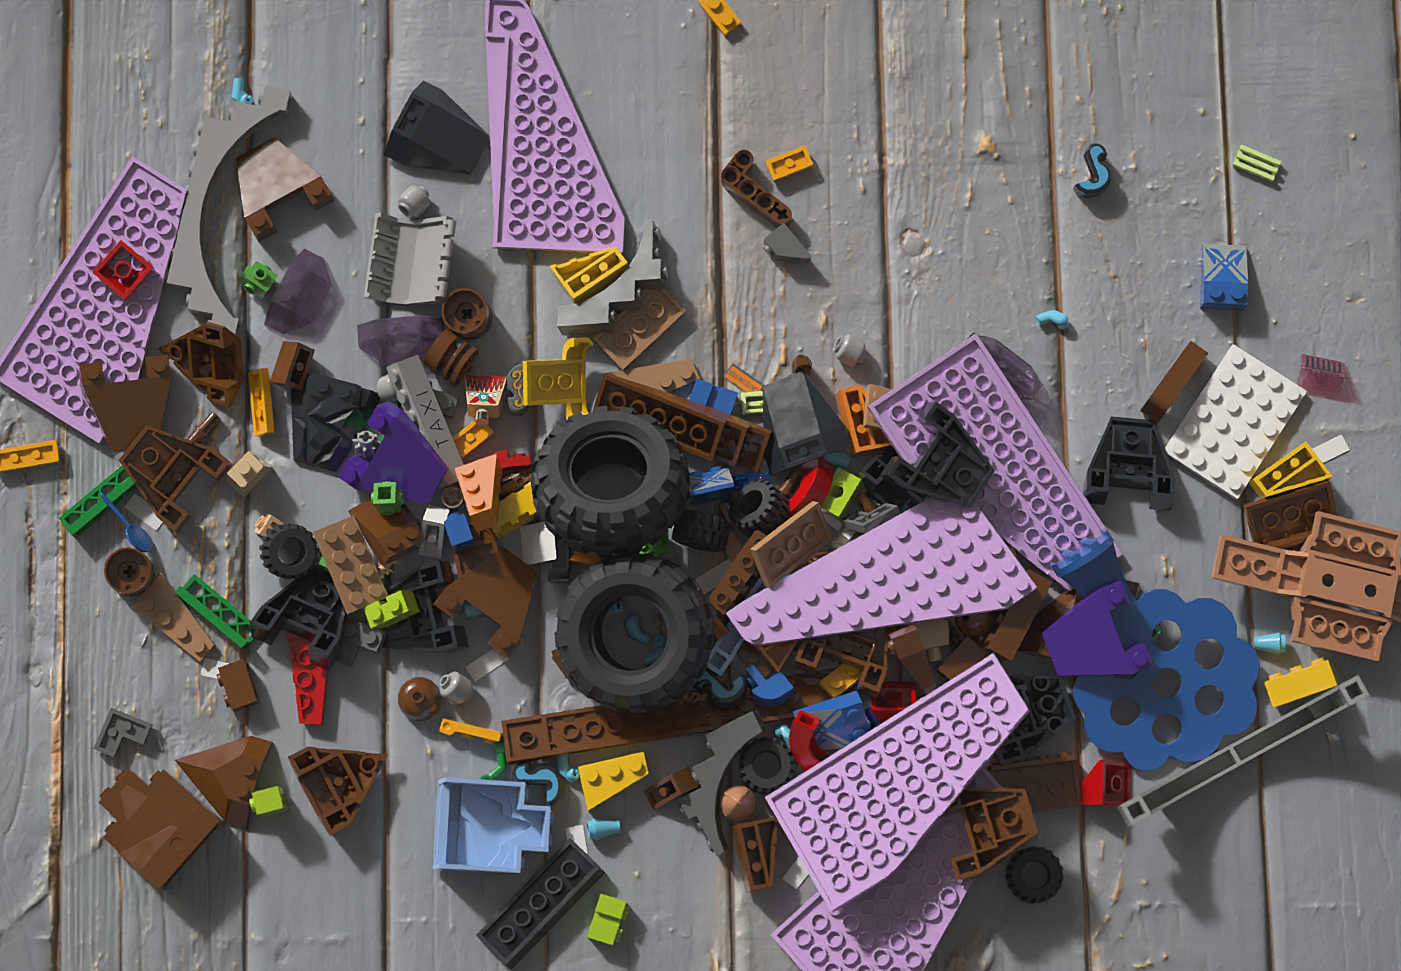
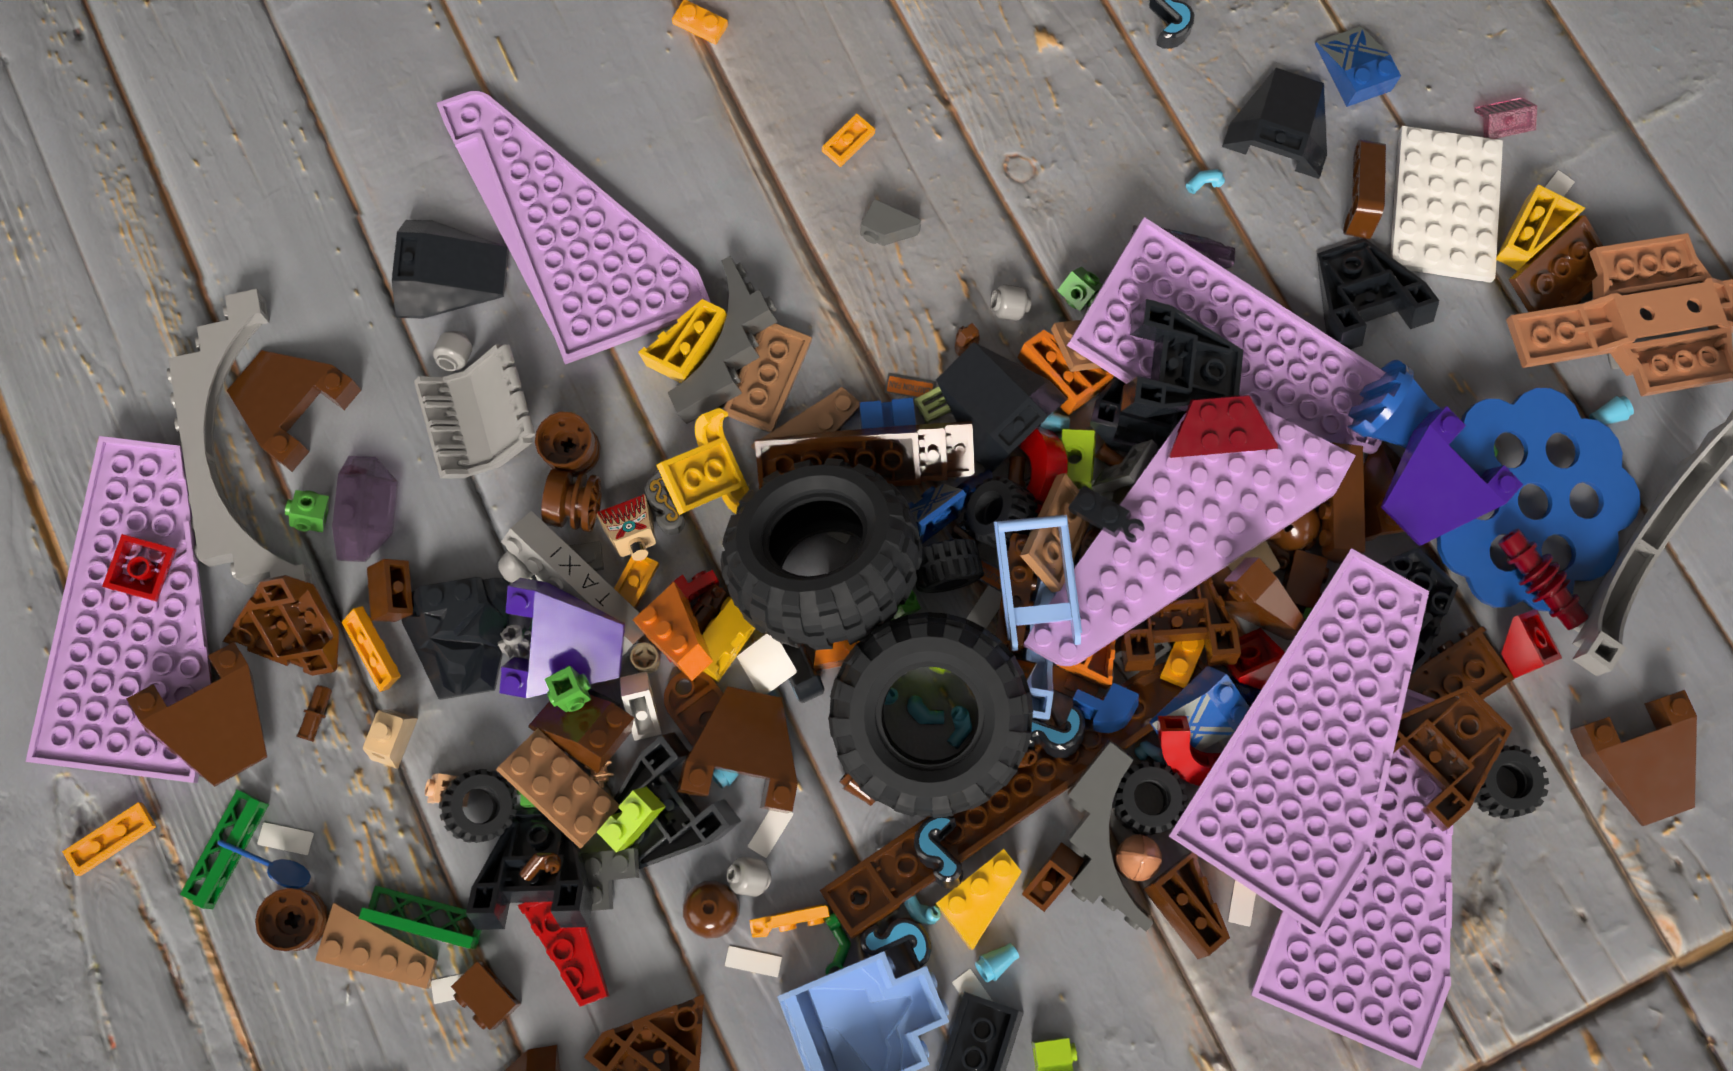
camera: 30 degrees left, 5 degrees down
(165, 466) = (285, 776): reddish brown wedge -> none
(238, 94) = (198, 317): medium azure arm -> none
(316, 610) = (542, 861): none -> reddish brown arm
(399, 337) = (498, 505): clear purple wedge -> none
(432, 748) = (753, 961): none -> white sticker
(459, 531) = (670, 691): blue brick -> none
(589, 727) = (933, 855): none -> black animal
(747, 598) = (1041, 613): none -> light blue piece
(759, 193) = (831, 182): reddish brown beam -> none
(829, 546) = (1104, 514): none -> black plate
(907, 363) = (1080, 288): none -> bright green brick
(945, 521) = (1221, 427): none -> dark red wing
(1138, 742) = (1544, 579): none -> dark red piece
(1139, 299) = (1284, 119): none -> black wedge
(1149, 917) = (1651, 771): none -> reddish brown wedge
(1302, 682) = (1672, 436): yellow wedge -> none

